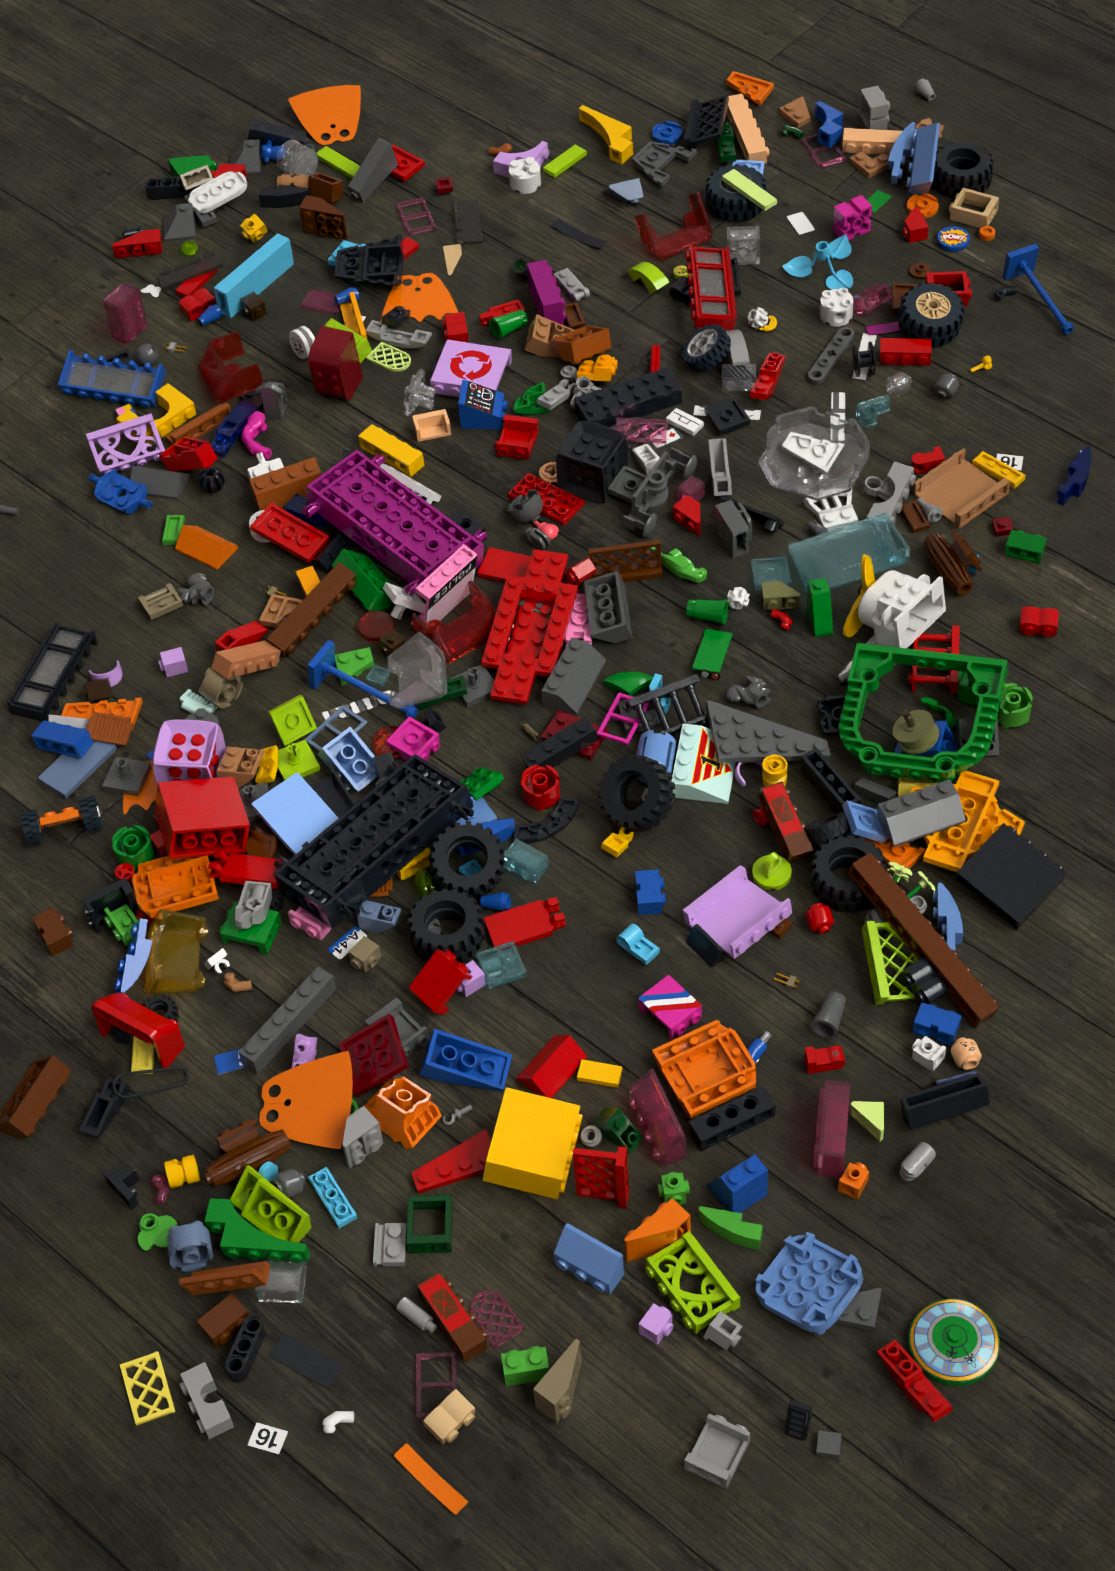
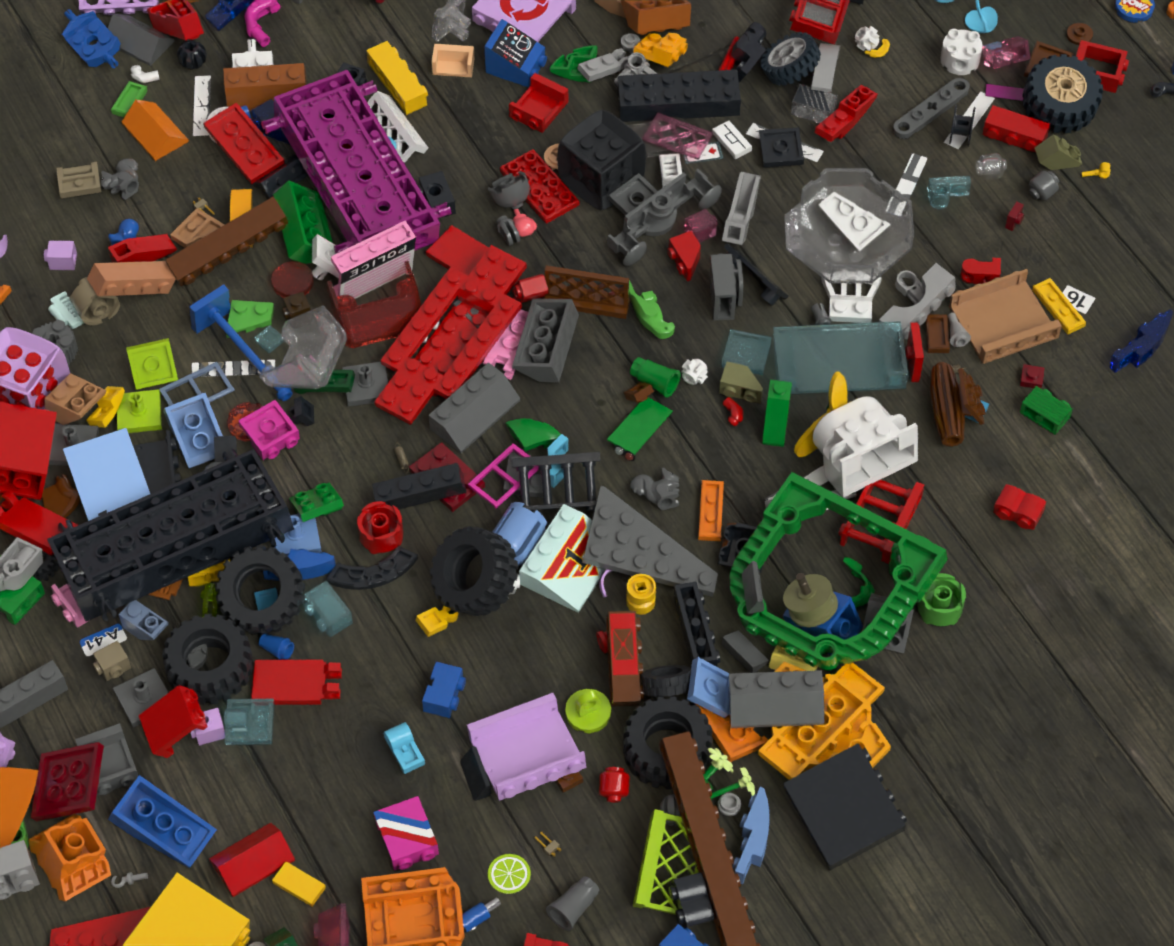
camera: 15 degrees right, 5 degrees up
(177, 509) = (143, 77): none -> white arm
(220, 626) = (127, 229): none -> blue animal
(236, 517) = (201, 104): none -> white sticker
(399, 974) = (140, 694): none -> dark grey tile
(667, 350) = (748, 49): none -> black plate
(700, 626) = (639, 392): none -> reddish brown plate
(765, 1012) = (509, 873): none -> lime sticker
(798, 696) = (711, 510): none -> orange tile
(866, 737) = (753, 588): none -> dark grey slope
(907, 530) = (914, 352): none -> red plate
(935, 414) = (1015, 216): none -> dark red plate
(946, 359) = (1058, 154): none -> olive slope

